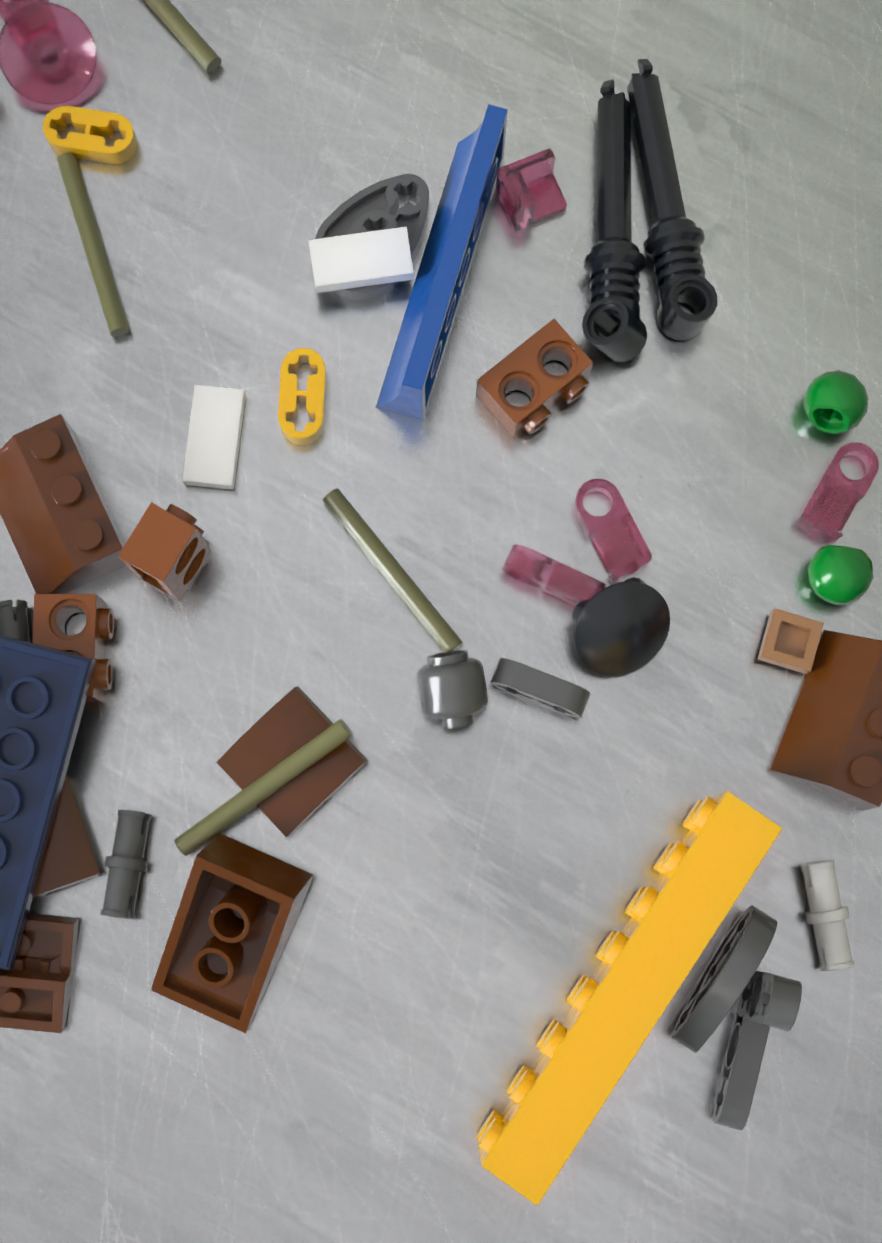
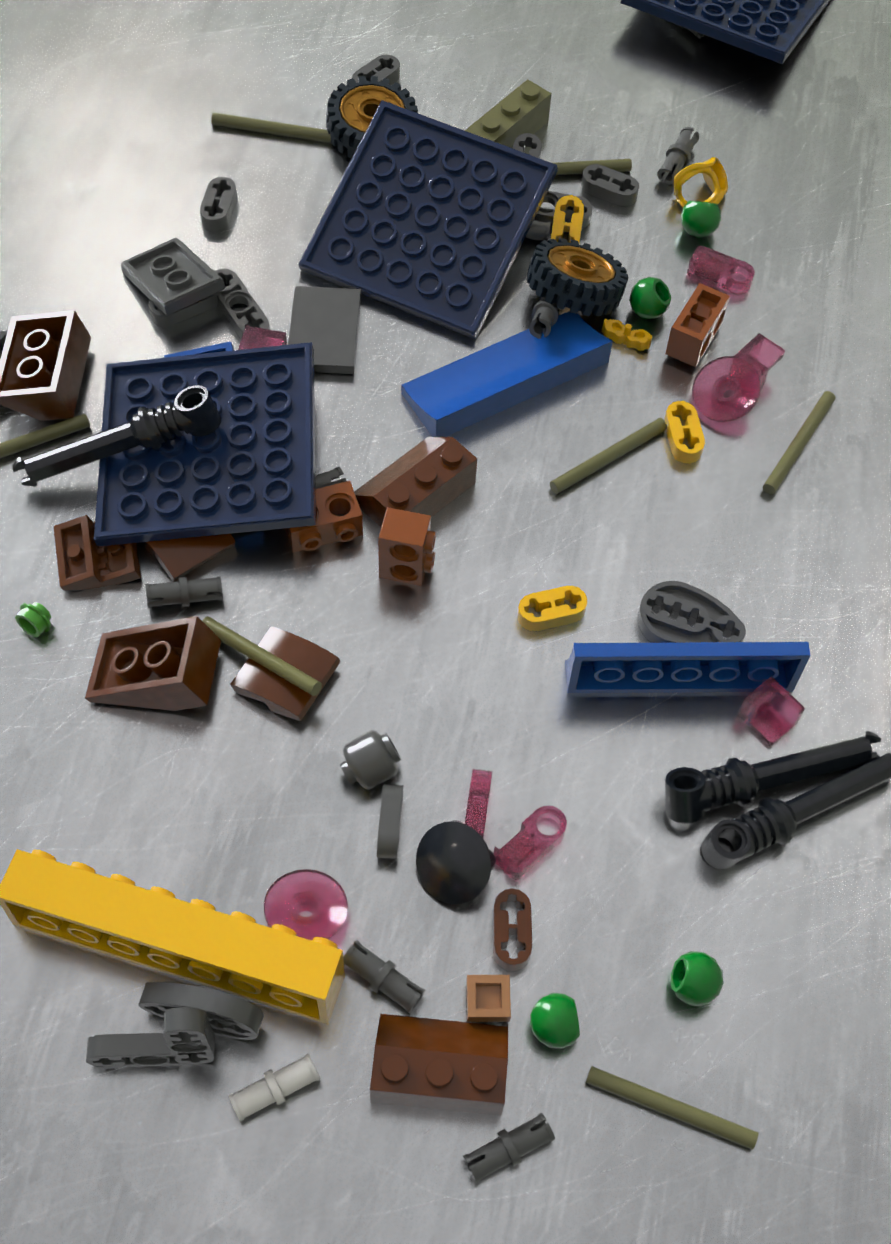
camera: 70 degrees right, 20 degrees down
(101, 1078) = (34, 619): none -> bright green plate
(214, 437) = (501, 563): white tile -> none
(361, 259) = (664, 610): white tile -> none
(392, 571) = (445, 702): olive bar -> none
(525, 372) = (630, 744): dark orange brick -> none
(621, 794) = (309, 892): none -> clear pink dish
(717, 576) = (503, 929): none -> reddish brown beam
(731, 753) = (383, 976): none -> dark grey pin
(836, 494) = (622, 1005): clear pink piece -> none

